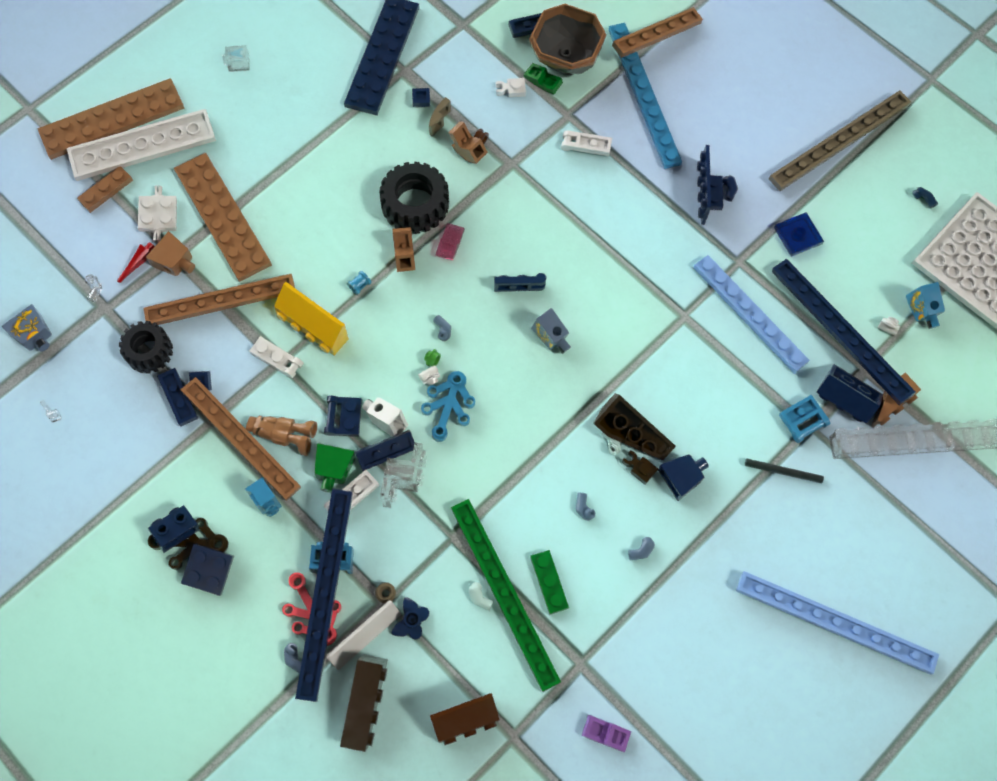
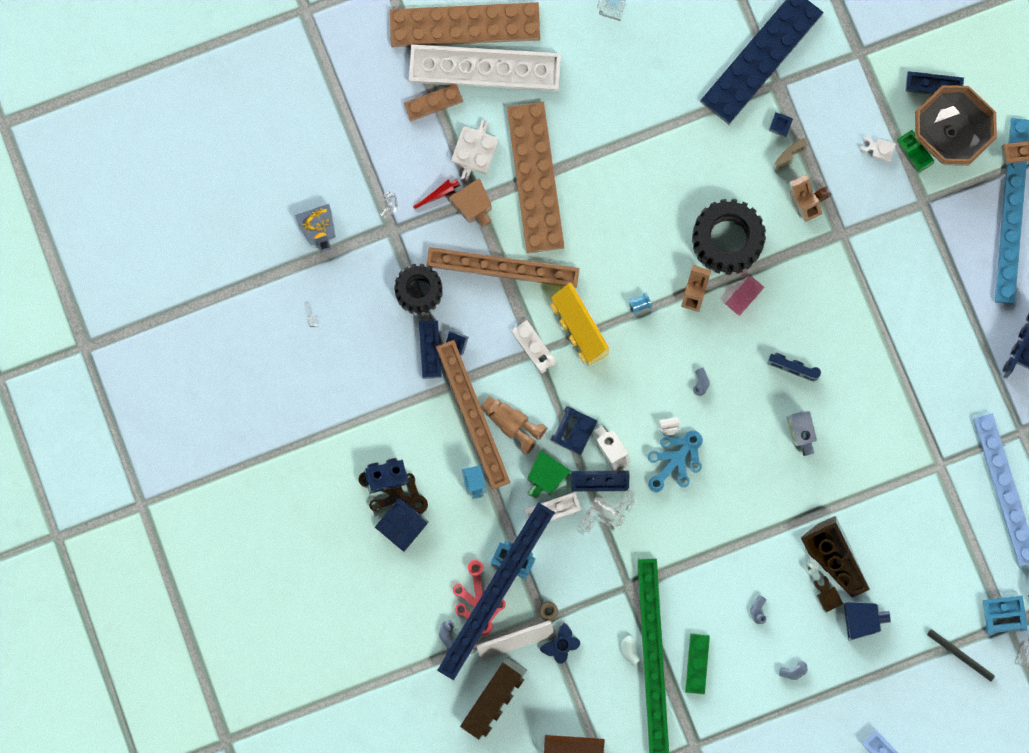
camera: 30 degrees right, 10 degrees up
(432, 358) = (679, 408): bright green plate -> none
(586, 143) = (927, 243): white plate -> none

